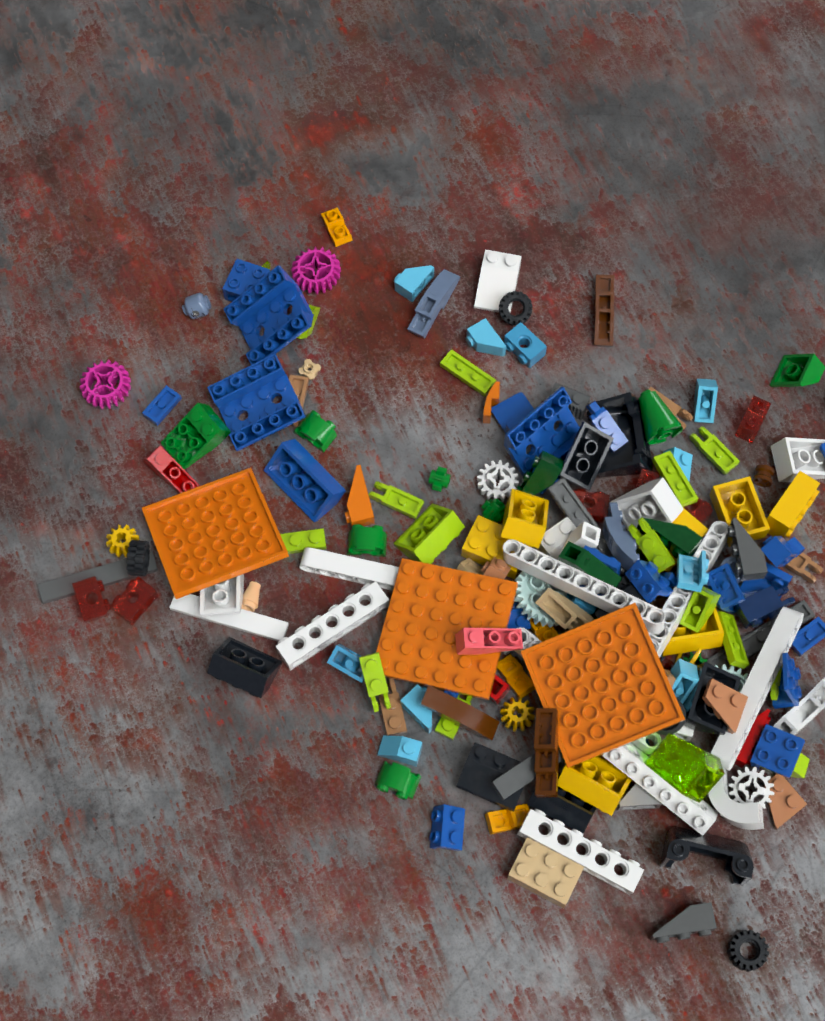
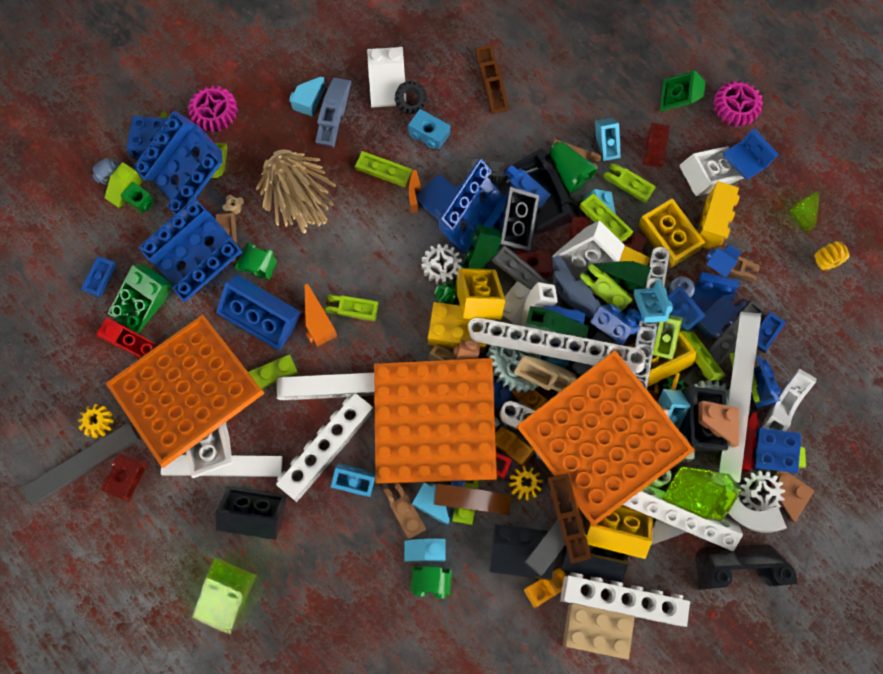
camera: 20 degrees left, 5 degrees up
(83, 590) = (68, 484): clear red brick -> none
(107, 374) = (37, 260): dark pink gear -> none
(138, 558) = (114, 435): black tyre -> none
(197, 734) = (223, 595): none -> clear neon green slope
(208, 323) = (119, 181): none -> lime slope
(216, 333) = (134, 192): none -> green brick
(251, 597) = (238, 441): light nougat cone -> none
(336, 227) = (220, 63): light orange slope -> none
(367, 540) = (334, 355): green cylinder -> none
(371, 361) = (289, 180): none -> tan plant
(374, 679) = (382, 490): lime hinge -> none
(430, 534) = (392, 332): lime slope -> none
(439, 479) = (386, 276): green gear -> none
(447, 827) = (492, 614): blue bracket -> none
(485, 339) = (391, 133): medium azure slope -> none
(487, 640) = (481, 423): coral slope -> none
(692, 920) = (744, 636): dark grey slope -> none
(748, 555) = (696, 273): dark grey slope -> none
(759, 944) = (817, 644): black tyre -> none
(763, 475) = (681, 194): reddish brown wheel -> none

